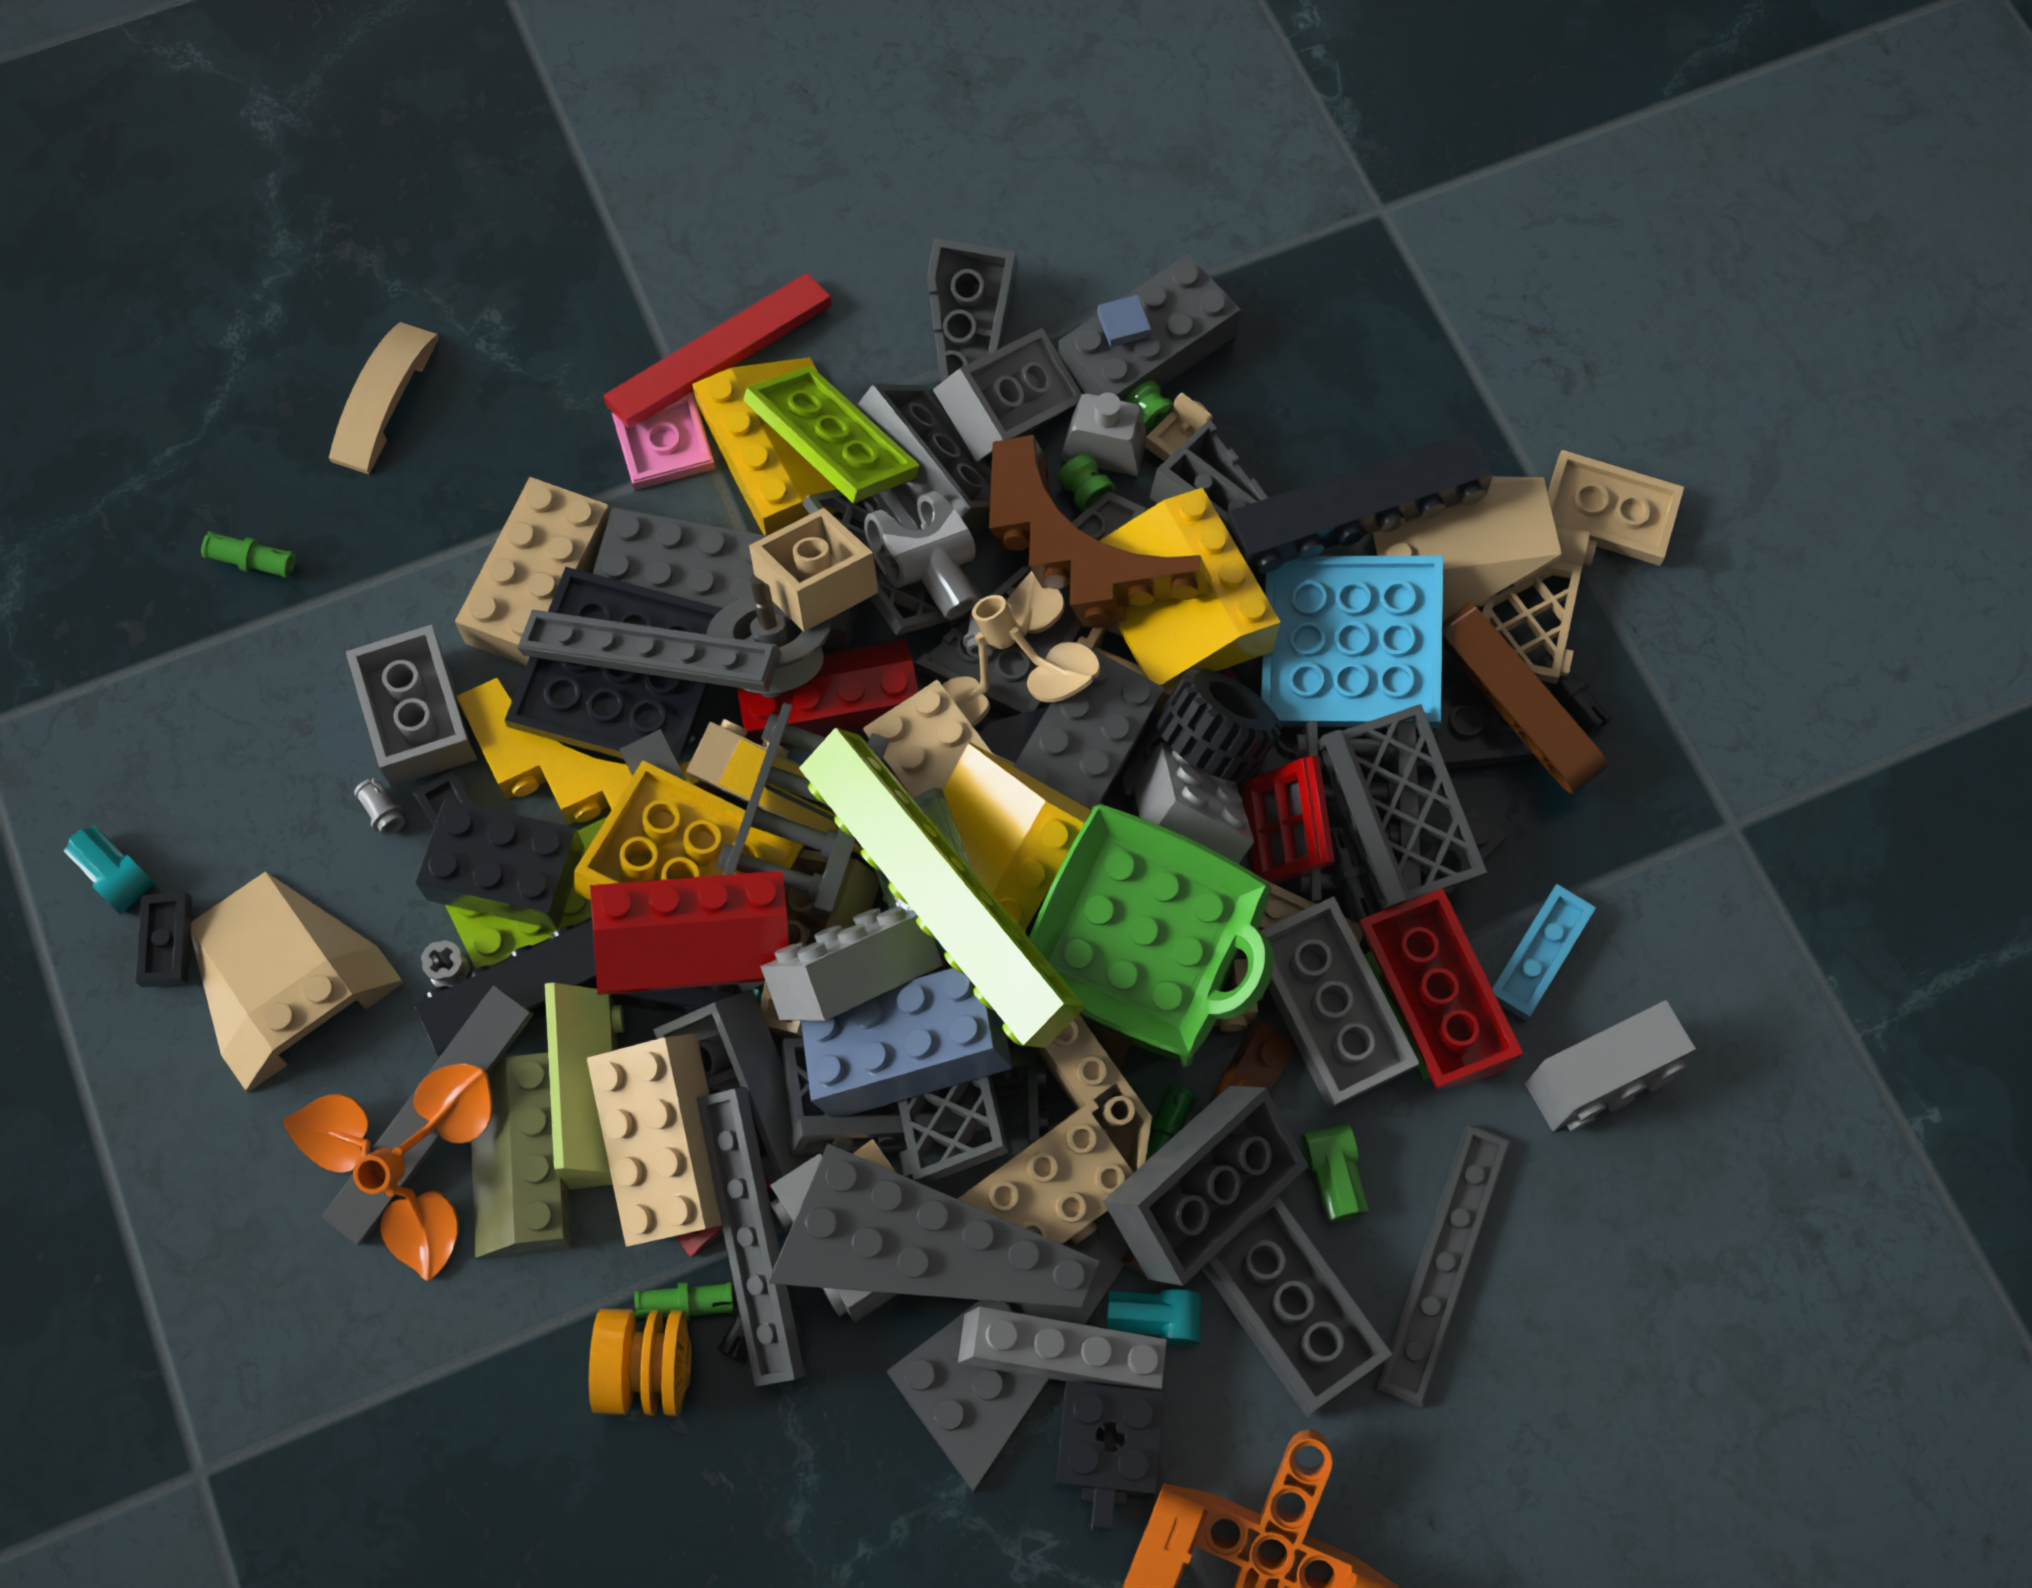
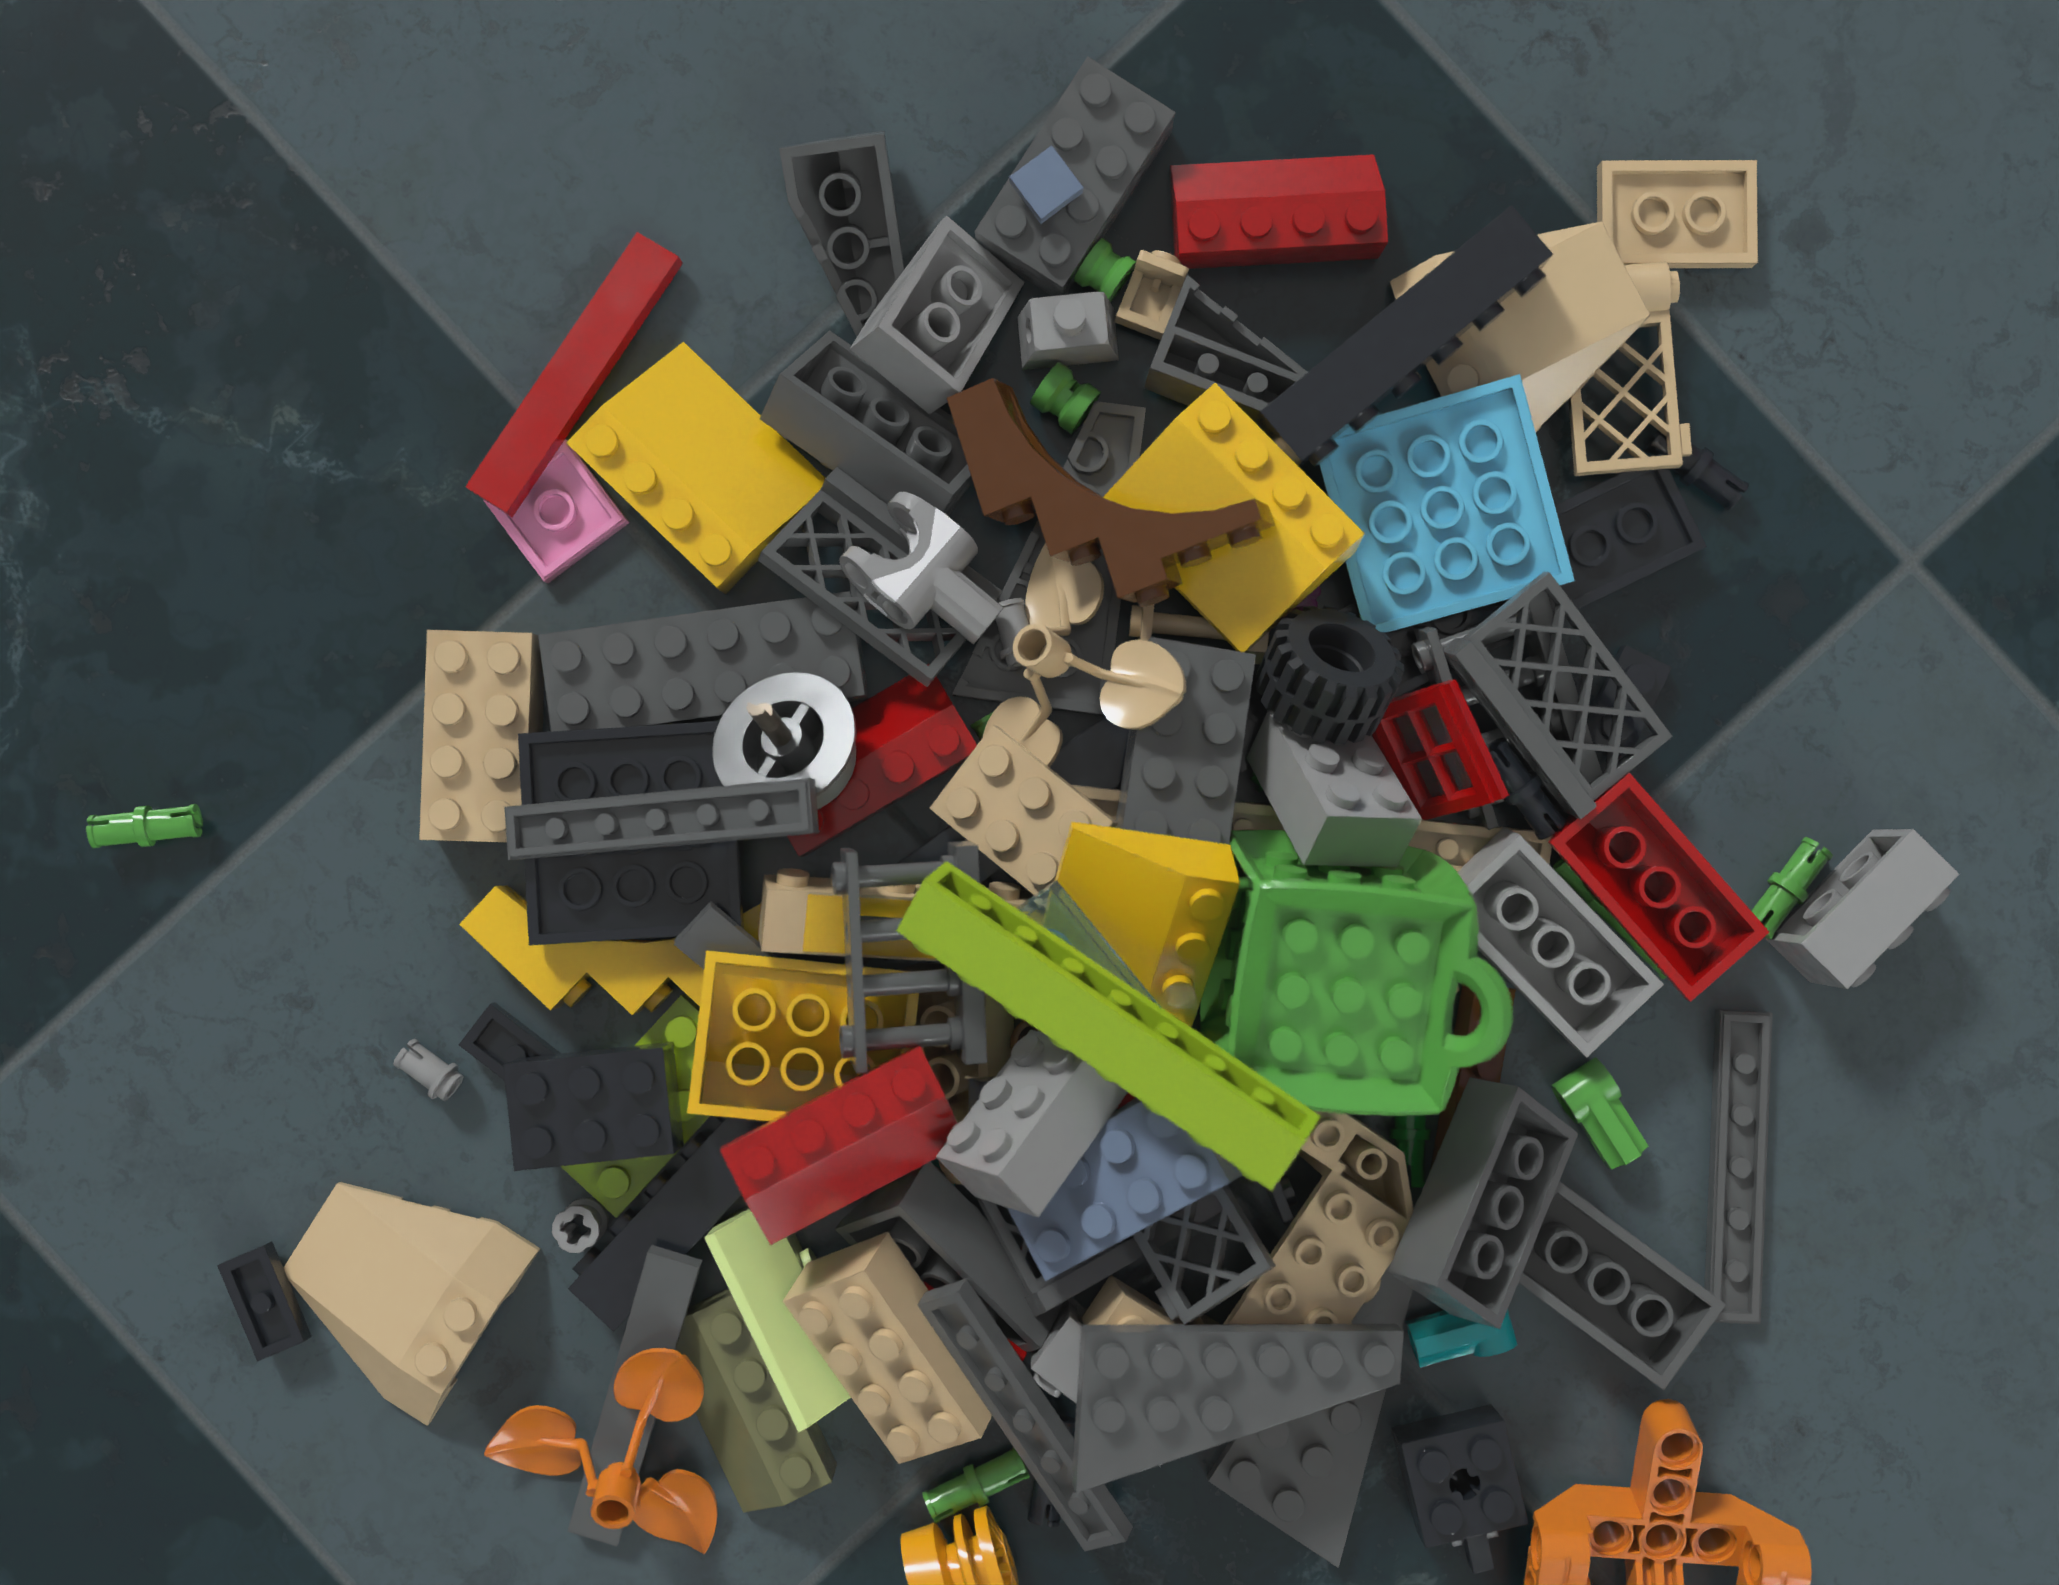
camera: 15 degrees left, 20 degrees up
(113, 874) = (179, 1251): teal piece -> none
(376, 395) = (201, 568): tan slope -> none
(411, 706) = (410, 949): light grey brick -> none
(814, 568) = (809, 654): tan brick -> none
(831, 433) = (755, 454): lime plate -> none
(1061, 1350) = (1421, 1407): light grey brick -> none
(1295, 412) = (1278, 211): none -> red slope
(1521, 699) = (1650, 509): reddish brown beam -> none
(1542, 952) = (1747, 790): medium azure plate -> none
(1556, 1039) = (1790, 884): none -> bright green pin

